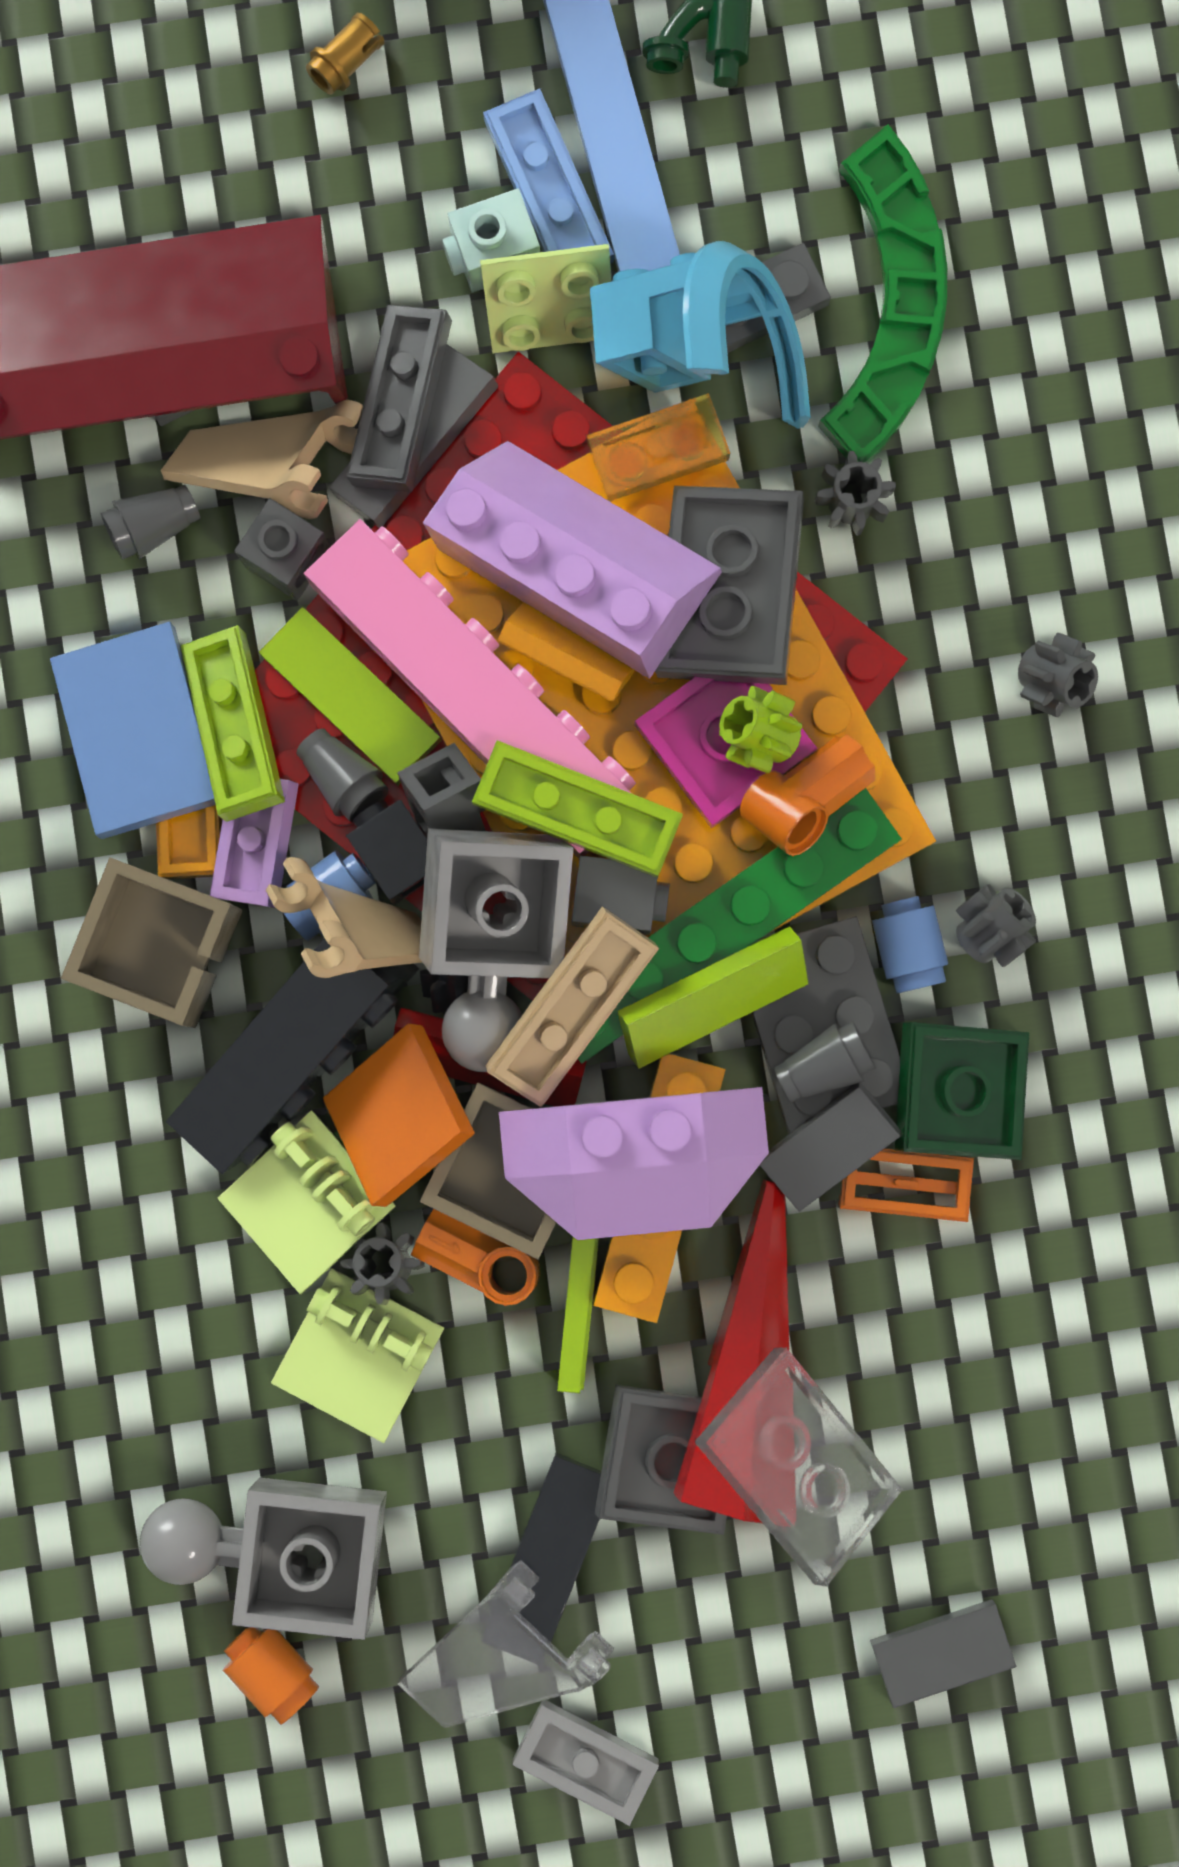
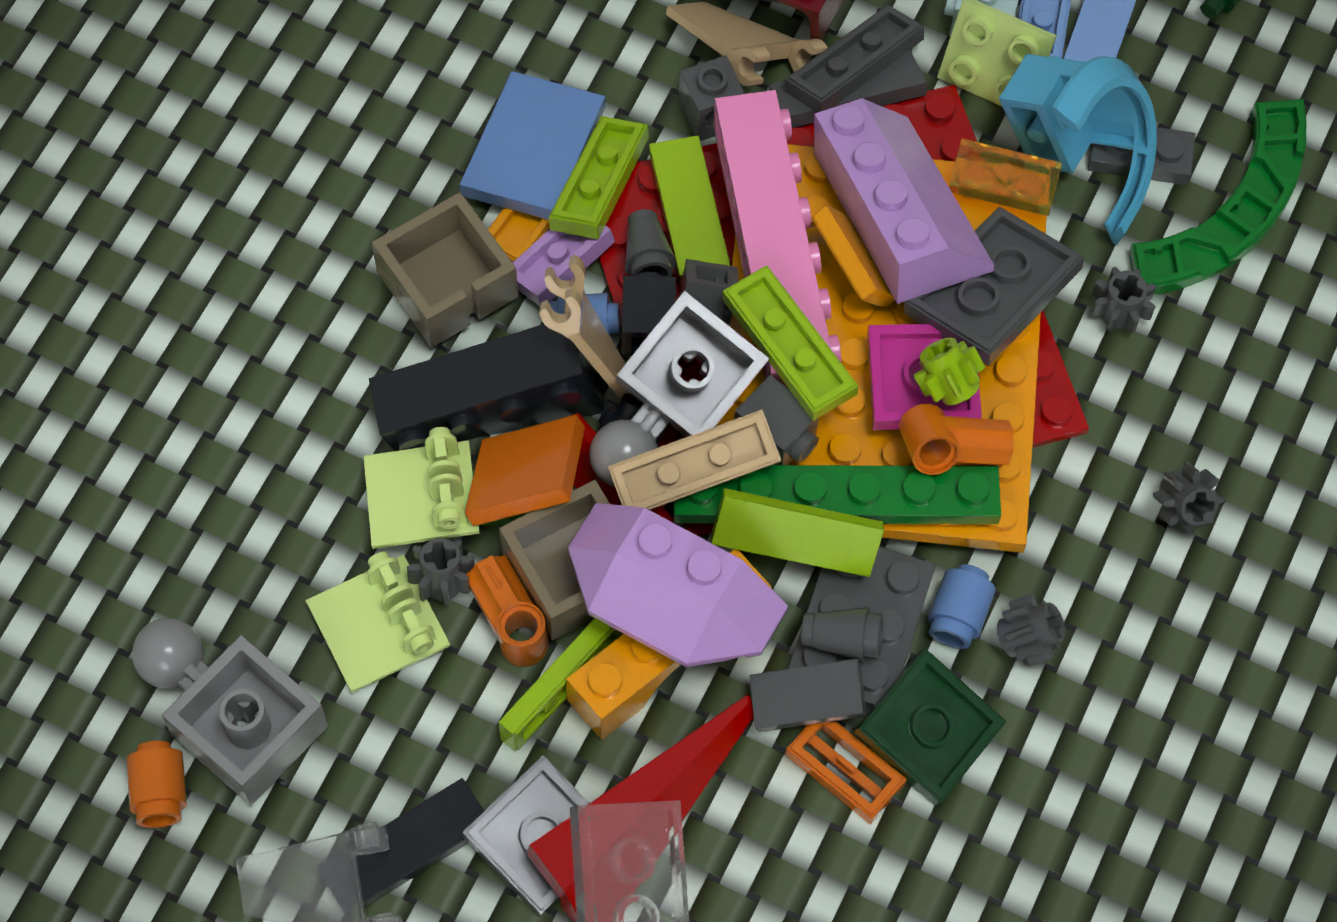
camera: 30 degrees right, 20 degrees down
(149, 520) = (637, 32): dark grey cone -> none

